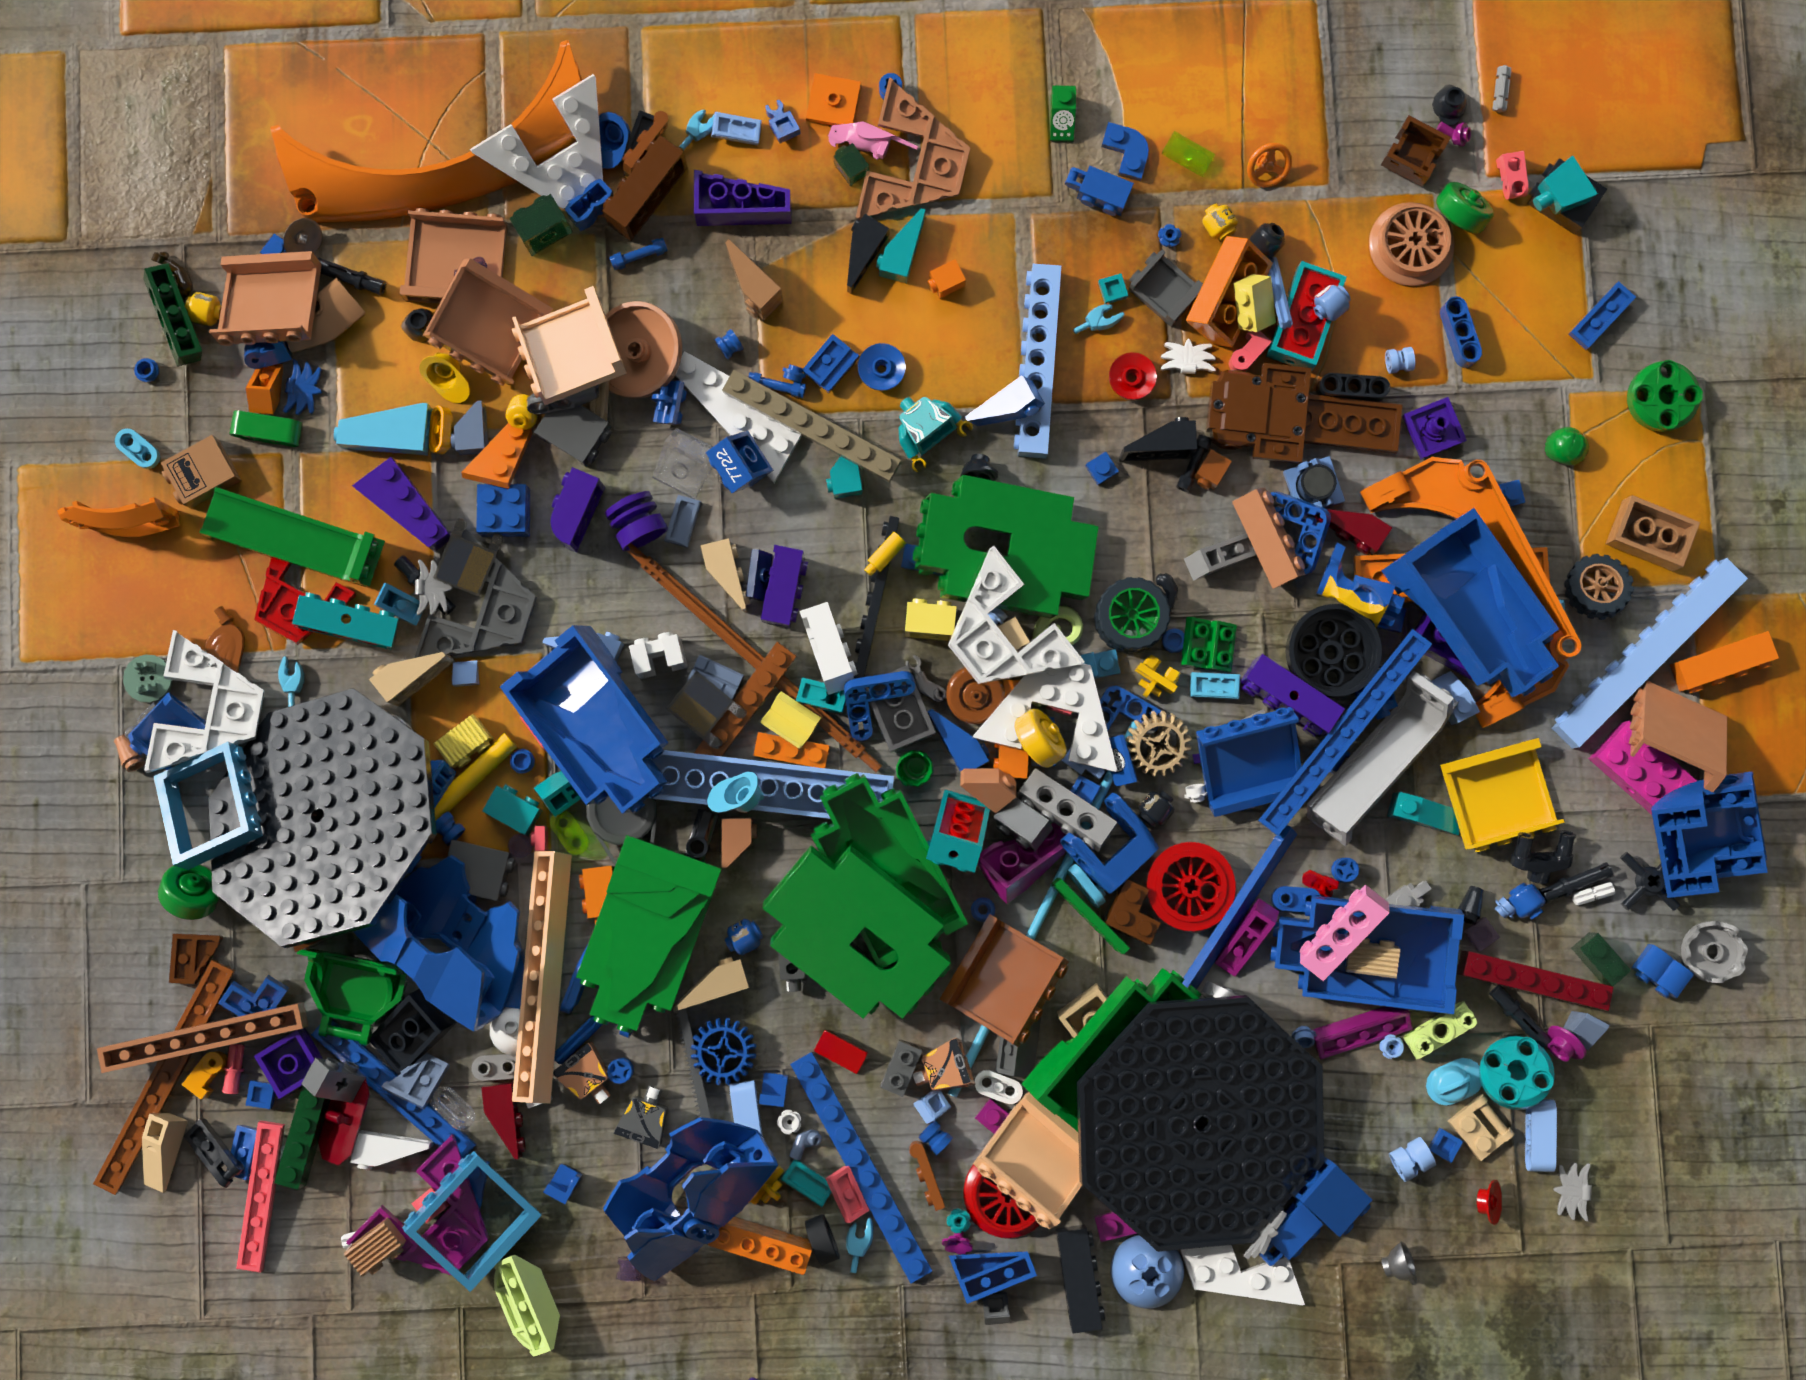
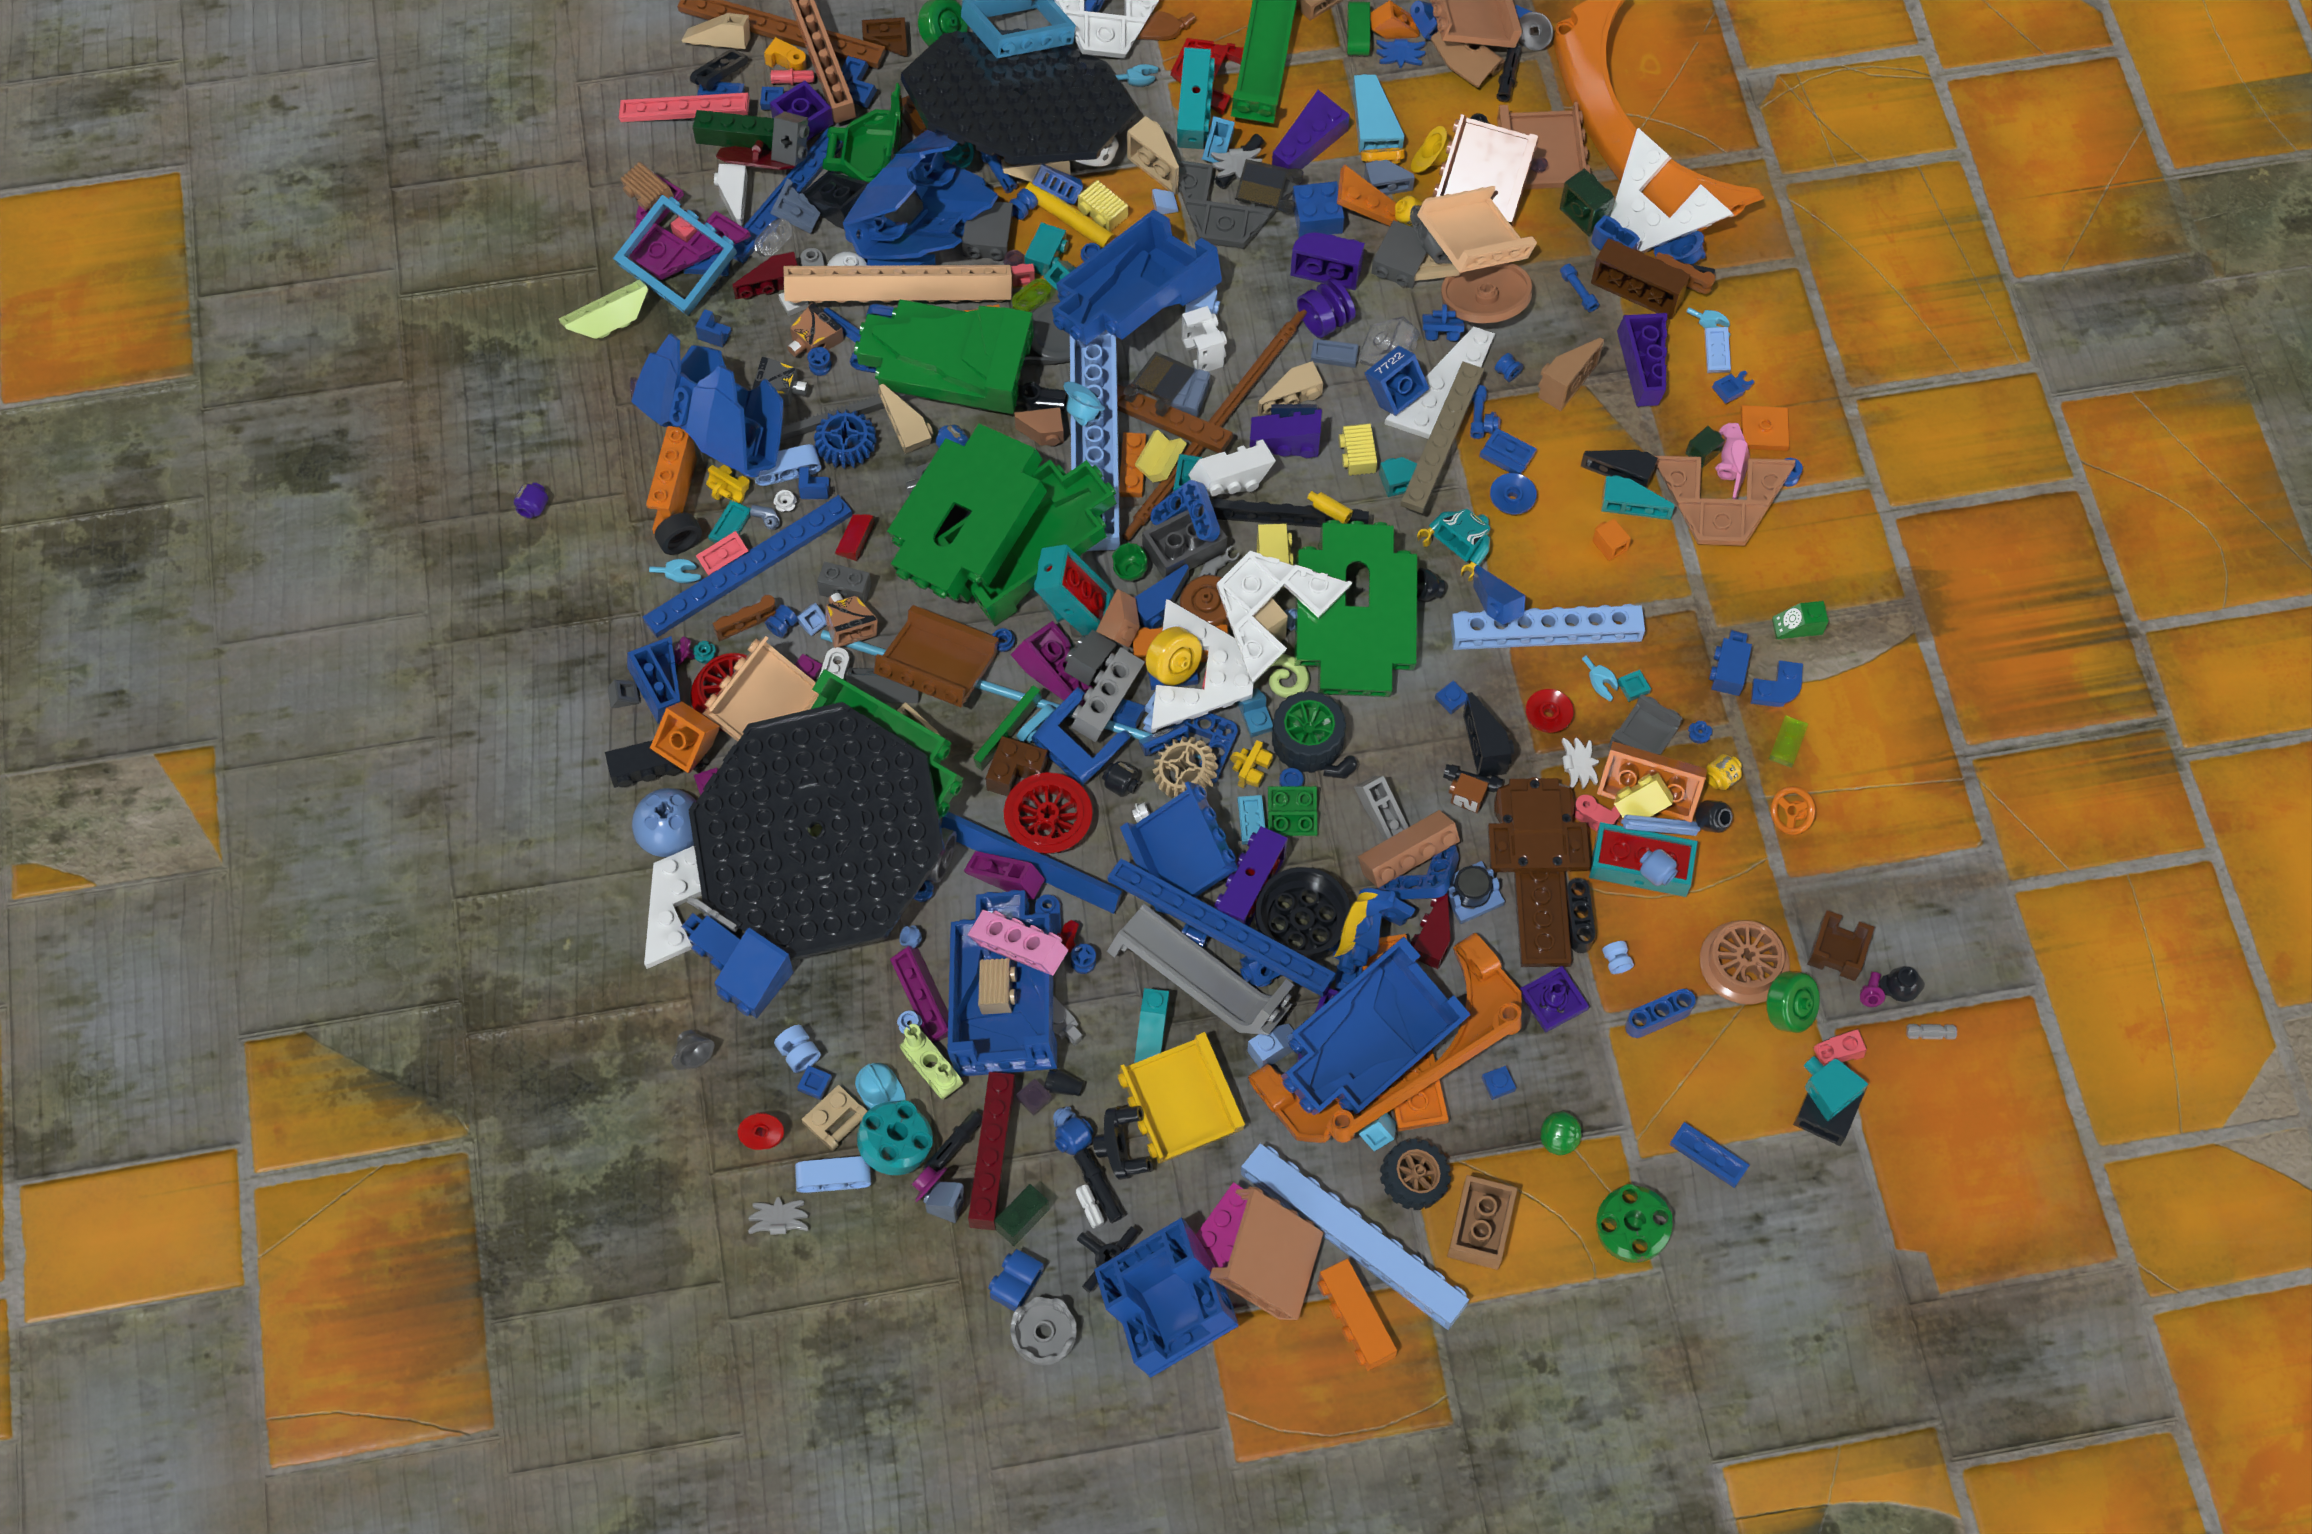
camera: 85 degrees right, 20 degrees down
(807, 514) = (1359, 449): none -> light yellow brick
(1071, 1249) = (684, 736): none -> orange slope

